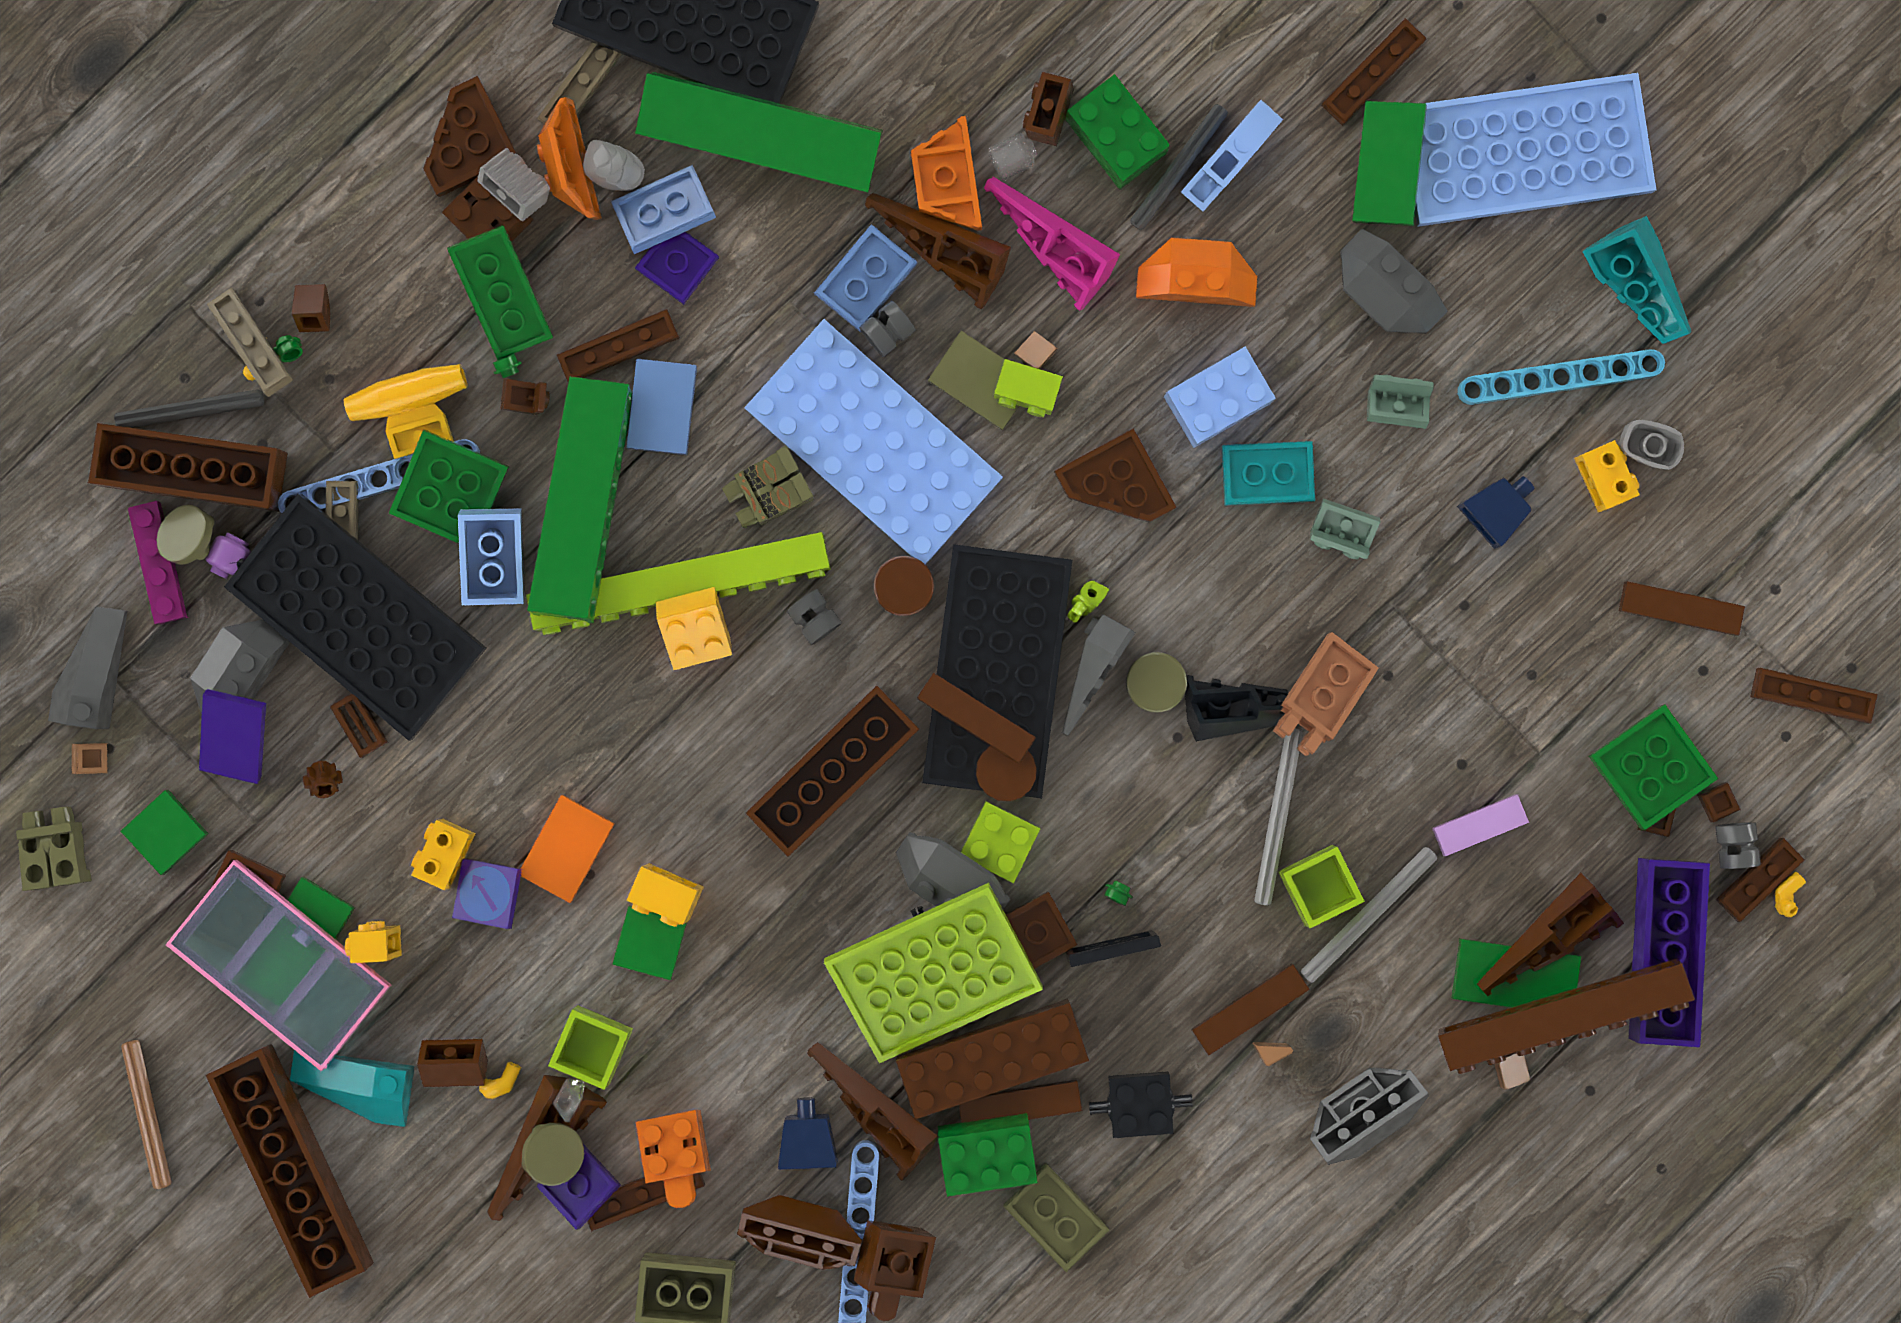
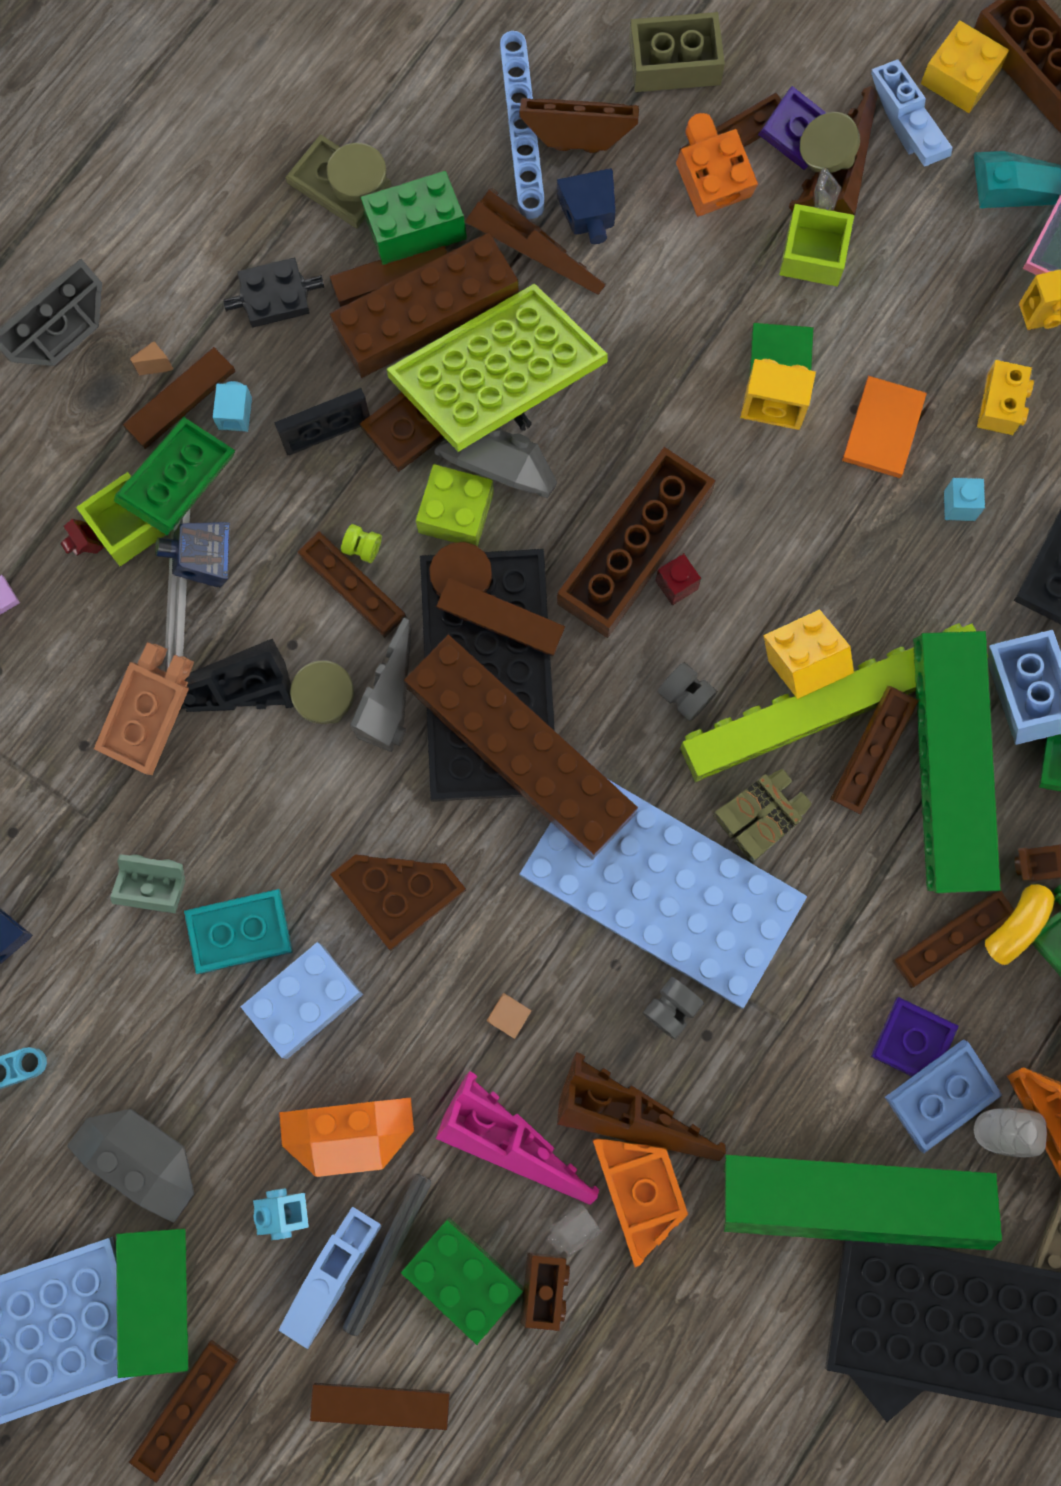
camera: 170 degrees right, 10 degrees down
(392, 1220) = (964, 66): none -> yellow brick
(452, 1062) = (945, 209): reddish brown brick -> none
(462, 1178) = (907, 113): none -> light blue slope
(487, 893) = (951, 369): tile -> none
(502, 1085) = (900, 197): yellow arm -> none
(508, 756) = (964, 499): none -> medium azure brick
(556, 343) = (1022, 925): none -> yellow cylinder
(652, 528) = (874, 749): none -> reddish brown tile
(661, 407) = (894, 882): medium blue tile -> none
(800, 728) = (678, 579): none -> dark red brick
(865, 277) = (707, 1063): medium blue tile -> none
(893, 1264) = (485, 106): reddish brown brick -> none
(903, 586) = (602, 740): reddish brown tile -> none
(970, 377) = (561, 973): olive tile -> none
(981, 588) = (520, 747): none -> reddish brown brick
(1027, 388) = (510, 969): lime brick -> none
(1036, 1216) = (356, 171): none -> olive tile
(1083, 603) = (409, 757): lime piece -> none
(1089, 819) = (361, 543): none -> lime wheel
(1112, 786) = (351, 584): none -> reddish brown tile
(1118, 893) = (327, 481): green plate -> none
(1199, 987) = (232, 406): none -> medium azure brick
(1205, 44) = (380, 1406): none -> reddish brown tile
(1253, 839) = (198, 552): none -> torso
(1265, 919) = (174, 476): none -> green tile
(1266, 215) = (280, 1214): none -> medium azure brick
(1366, 876) = (80, 538): none -> dark red tile
(1369, 914) = (86, 488): light grey axle -> none
(1399, 401) = (107, 1032): sand green bracket -> none

